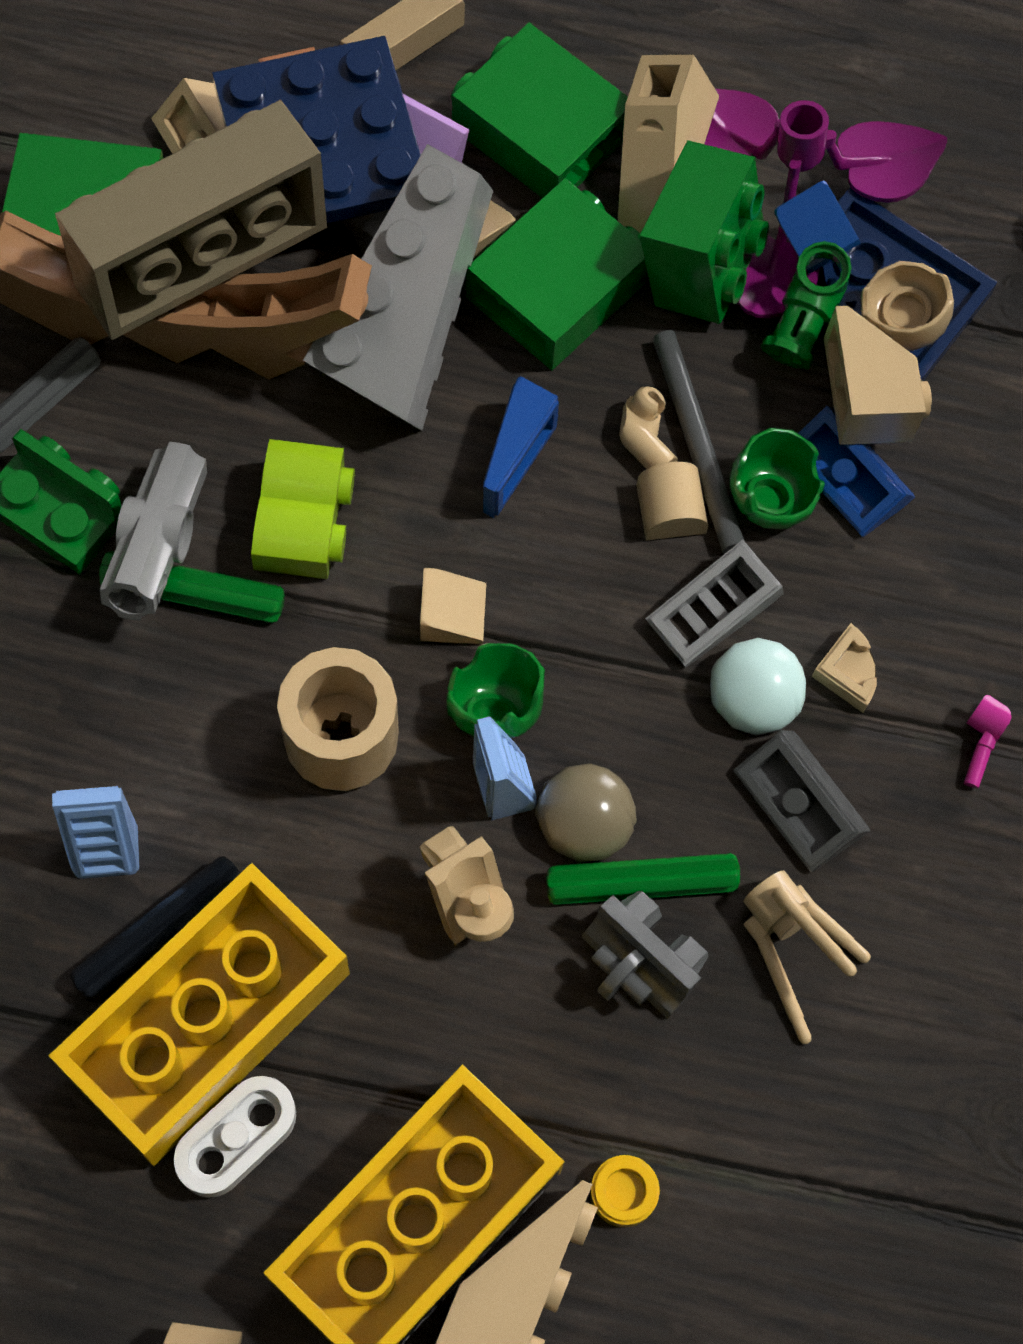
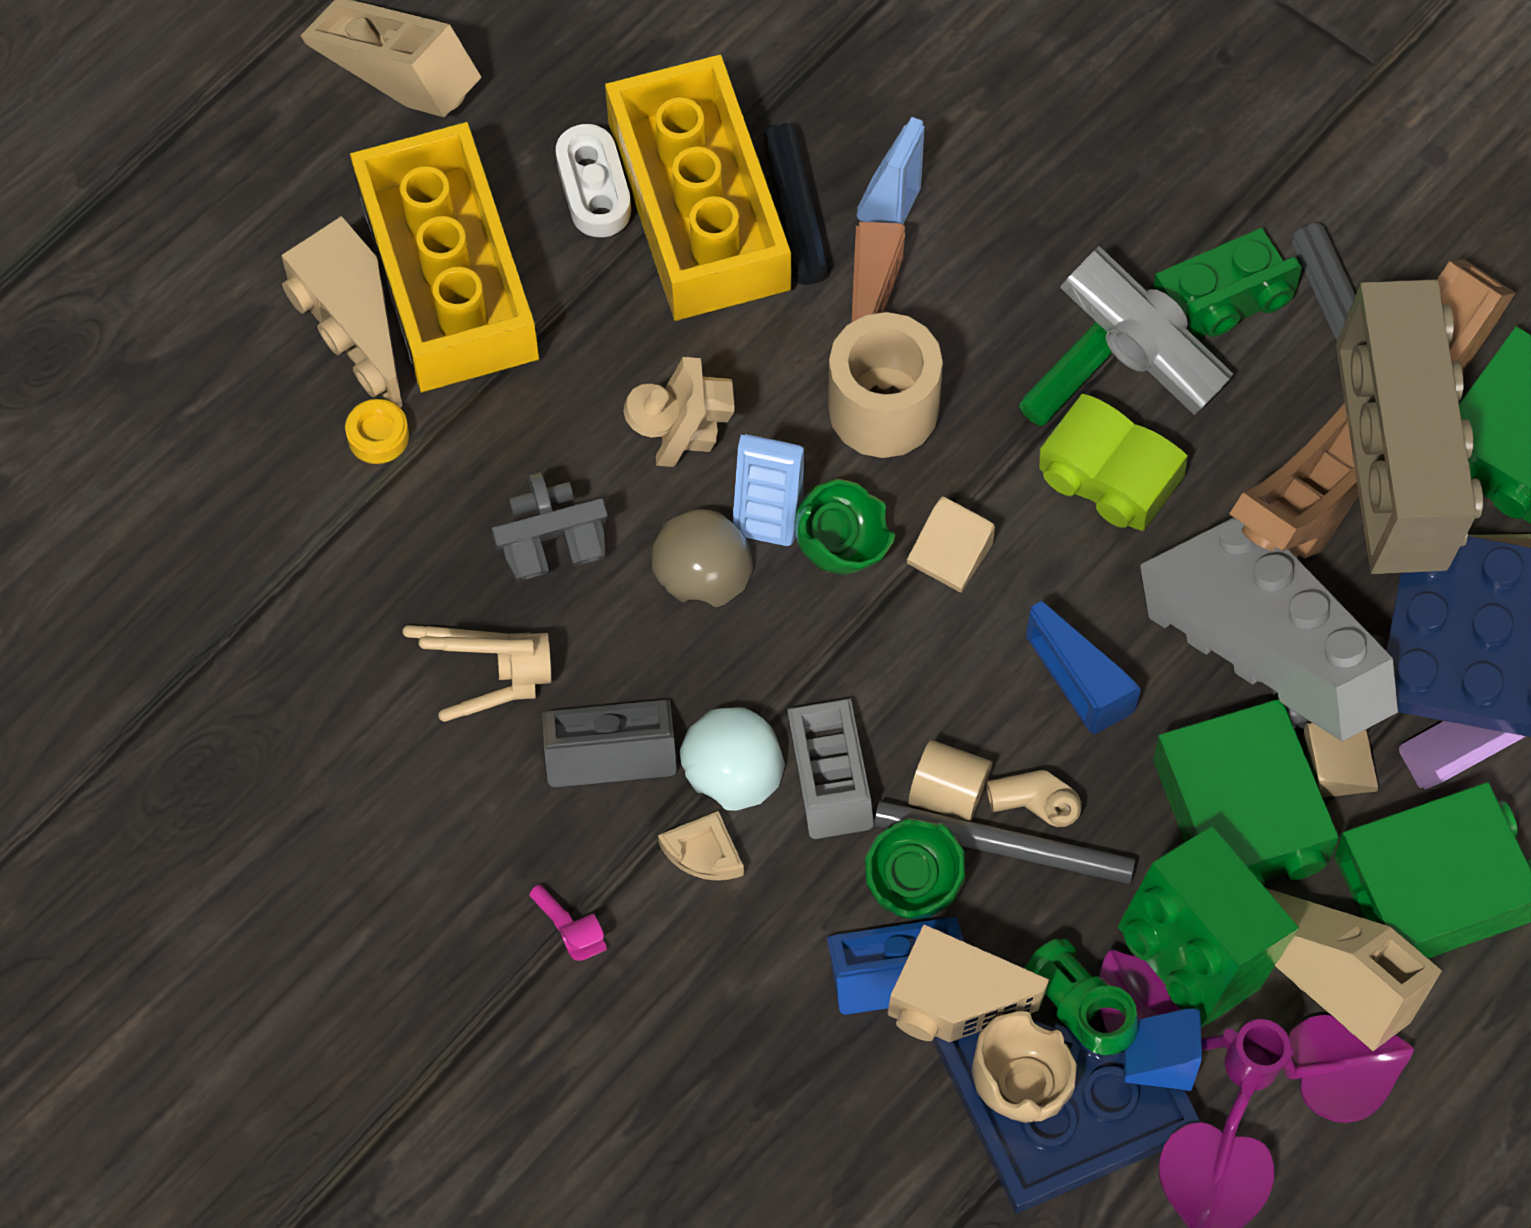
camera: 125 degrees right, 5 degrees down
(216, 804) = (876, 265): none -> nougat slope
(653, 876) = (616, 573): green axle -> none

